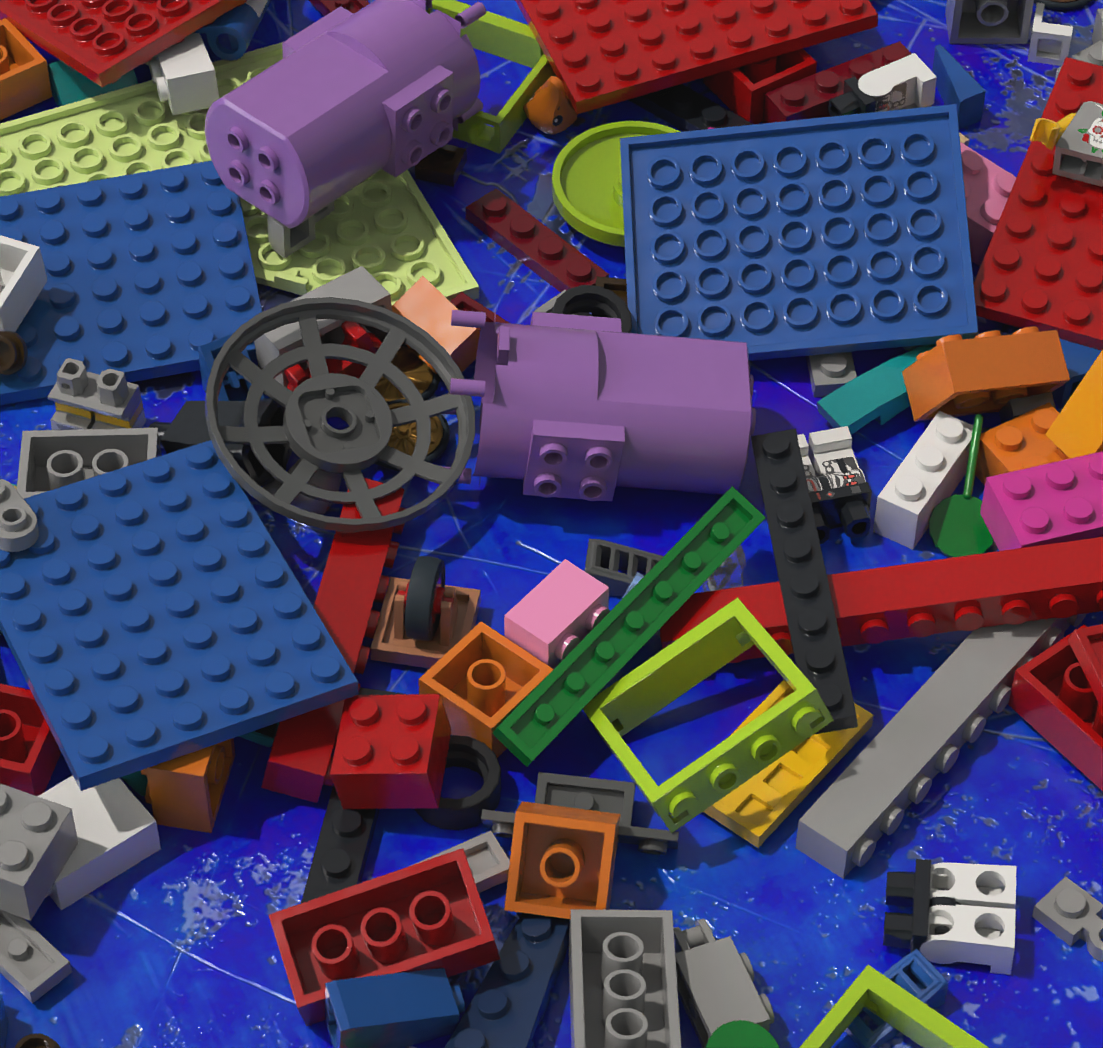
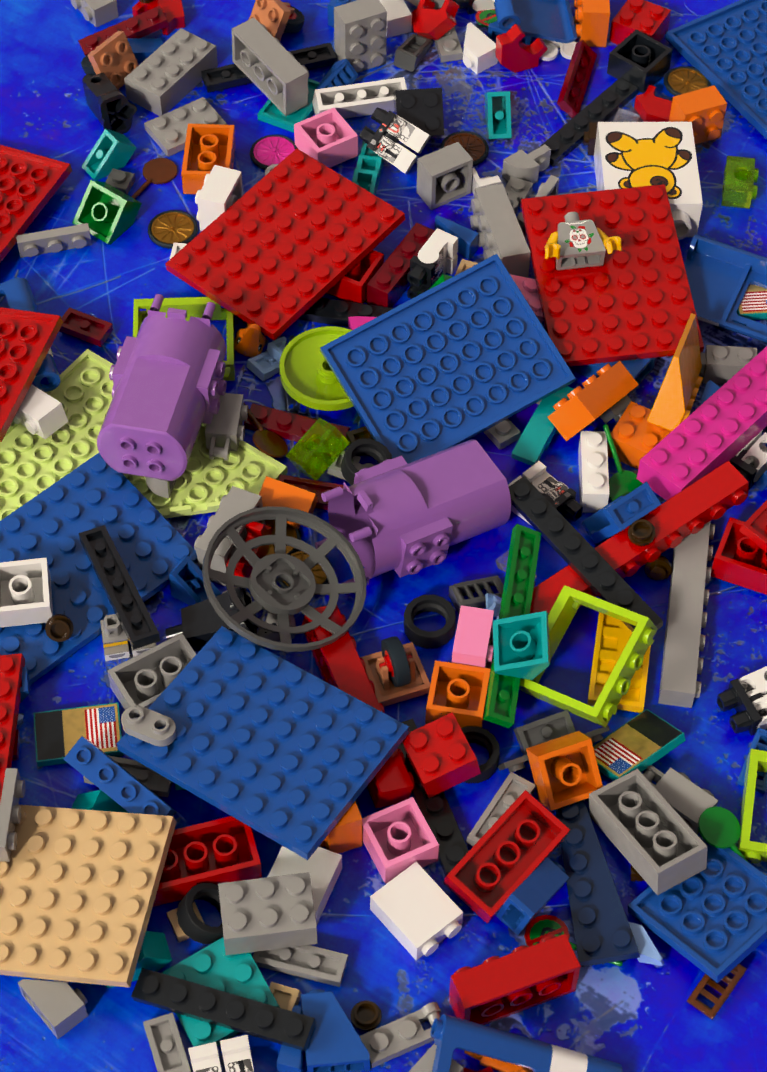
camera: 30 degrees left, 5 degrees up
(109, 329) = (119, 587): none -> black plate
(210, 953) = (416, 911): none -> white brick
(254, 842) = (398, 839): none -> bright pink brick
(426, 194) = (226, 426): none -> light grey brick
(477, 244) = (268, 441): none -> reddish brown piece
(516, 550) = (430, 639): none -> black tyre
(532, 278) = (317, 449): none -> clear neon green brick
(547, 144) = (267, 363): none -> light blue slope
(608, 651) = (521, 645): none -> teal slope
(705, 883) = (636, 745): none -> tile
(913, 578) = (641, 532): none -> dark brown plate
(916, 538) = (621, 513): none -> blue panel
(928, 654) = (659, 569): none -> dark brown plate
(1015, 94) = (499, 229): none -> light grey brick

